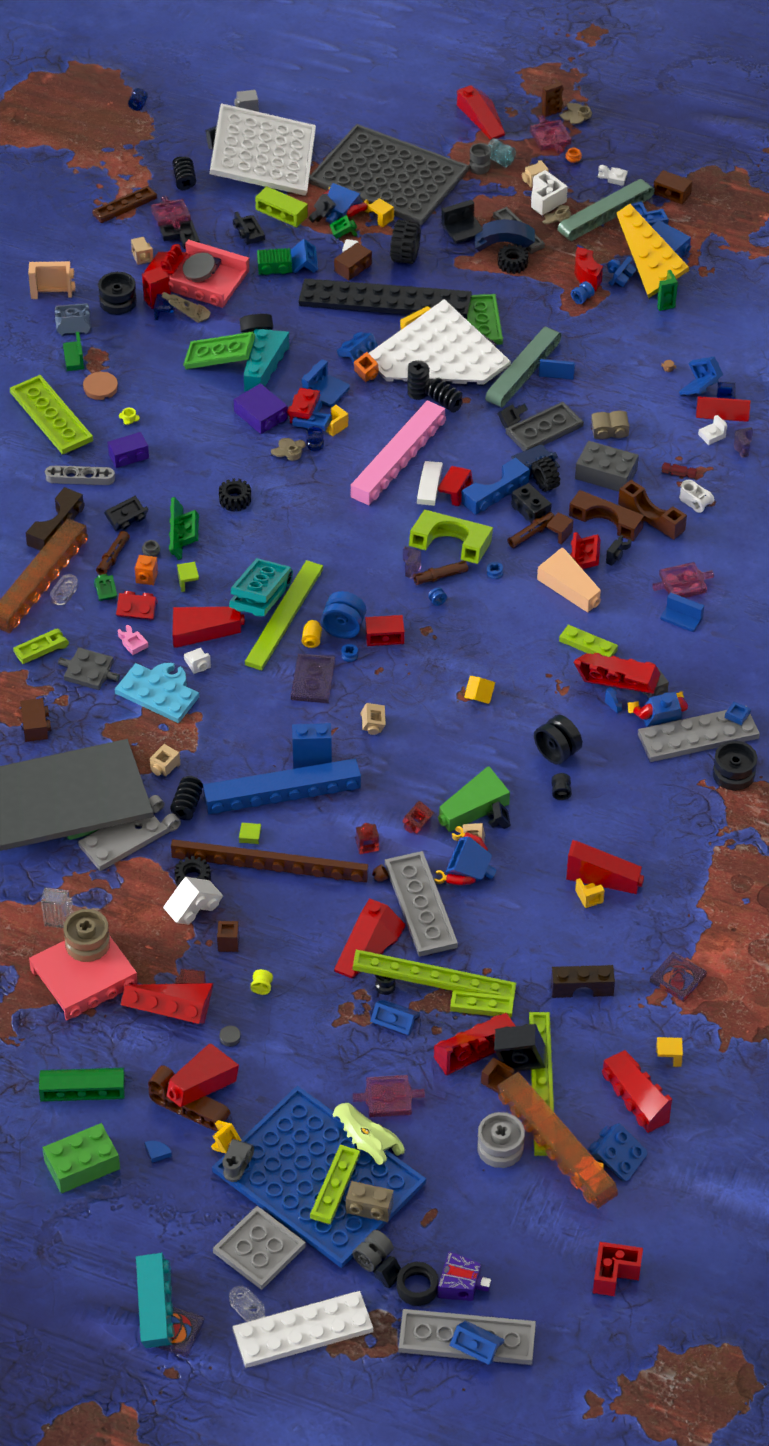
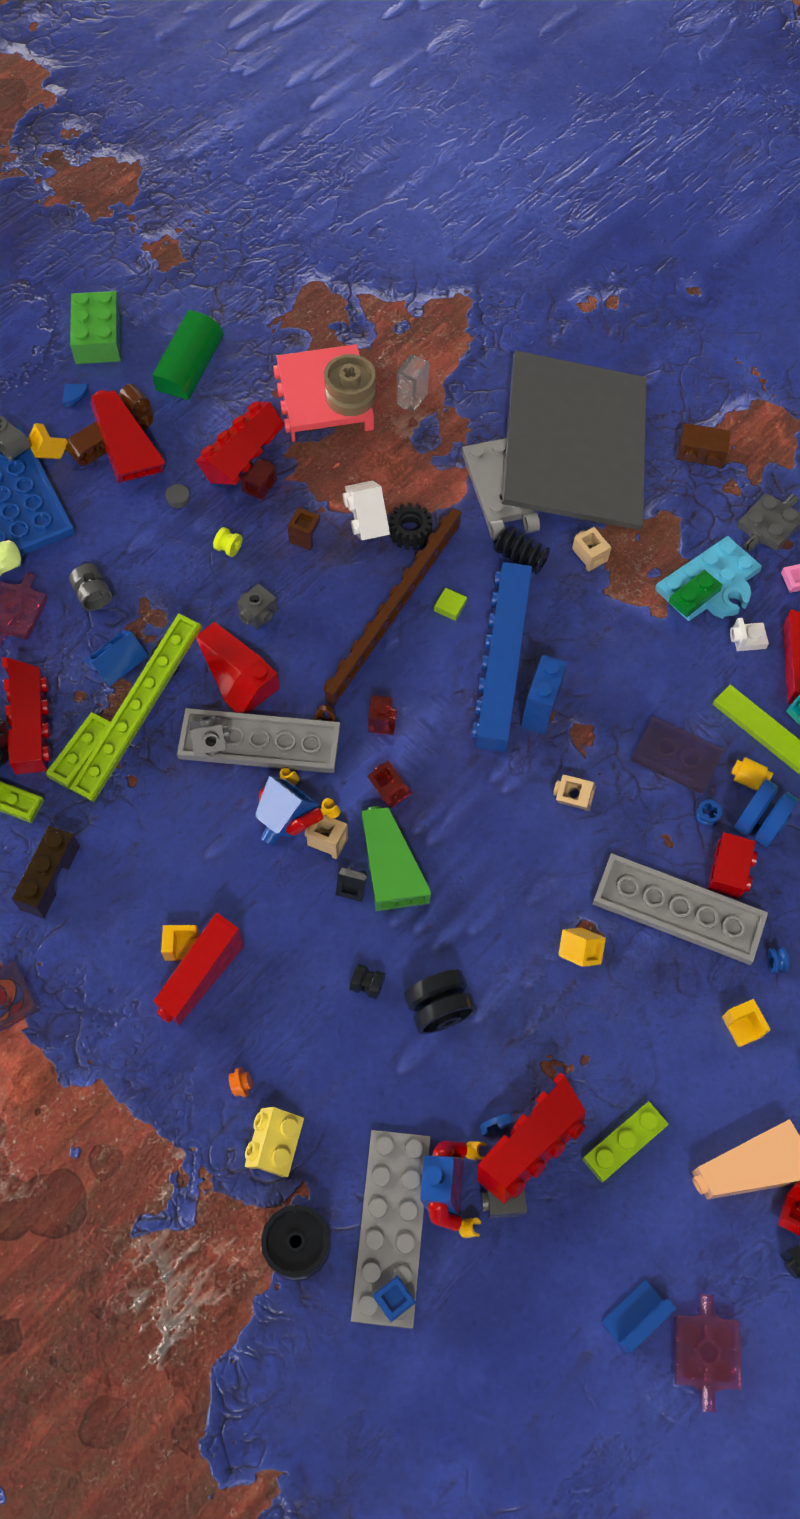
camera: 110 degrees right, 15 degrees up
(182, 689) = (695, 593): none -> green plate
(314, 939) = (257, 606): none -> dark grey brick
(345, 1051) = (90, 587): none -> dark grey wheel
(427, 650) = (681, 909): none -> light grey plate
(440, 918) = (209, 735): none -> dark grey brick
(484, 604) = (746, 1023): none -> yellow panel
(659, 828) = (240, 1082): none -> orange plate
(684, 802) = (274, 1141): none -> light yellow bracket

